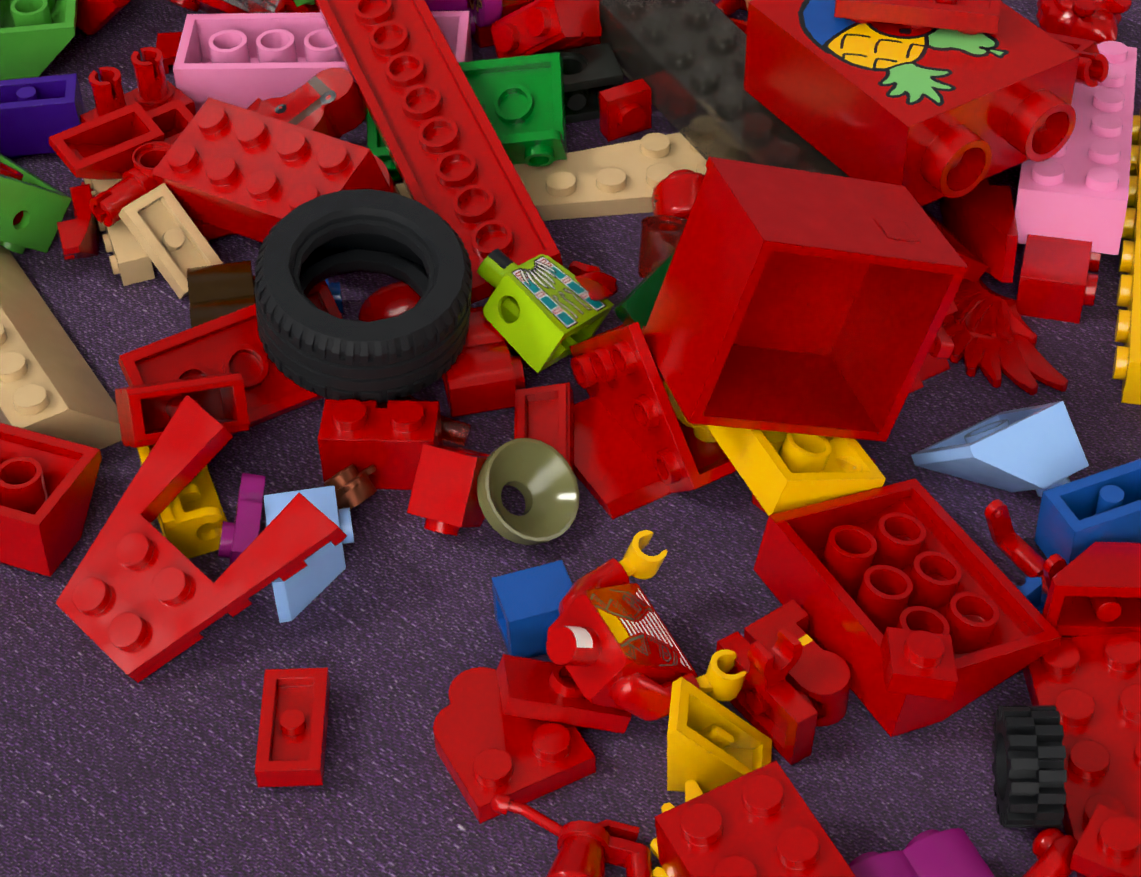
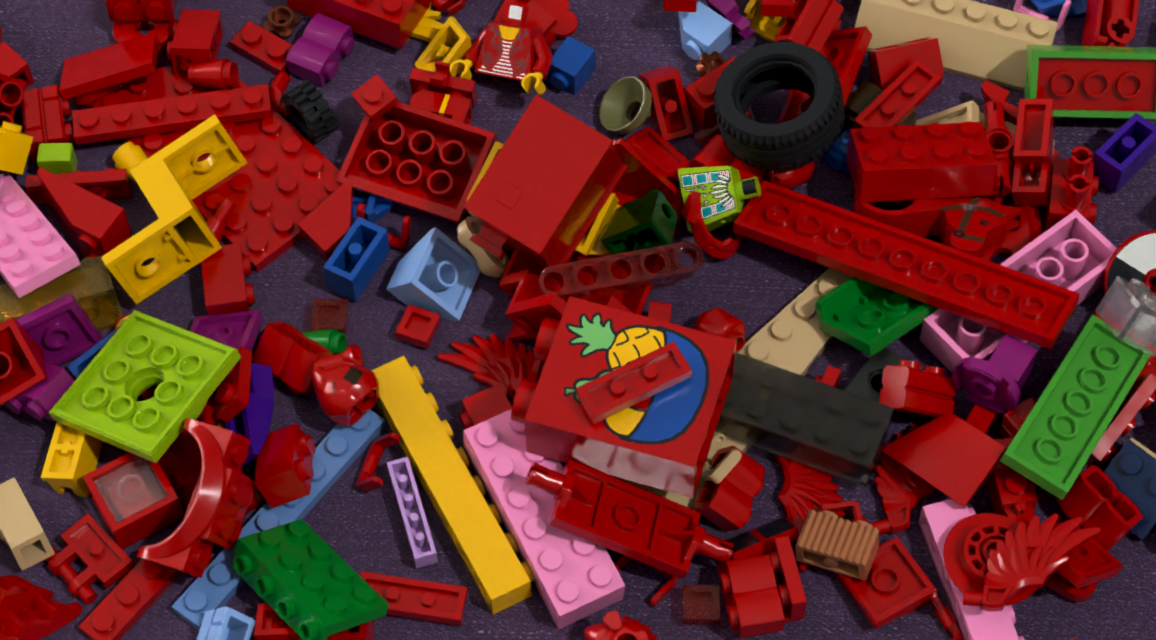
camera: 140 degrees right, 15 degrees up
(107, 326) = (890, 61): none -> red brick
(189, 264) = (900, 97): none -> red plate
(907, 449) = (486, 262): none -> tan plate
(1087, 416) = (418, 326): none -> red plate

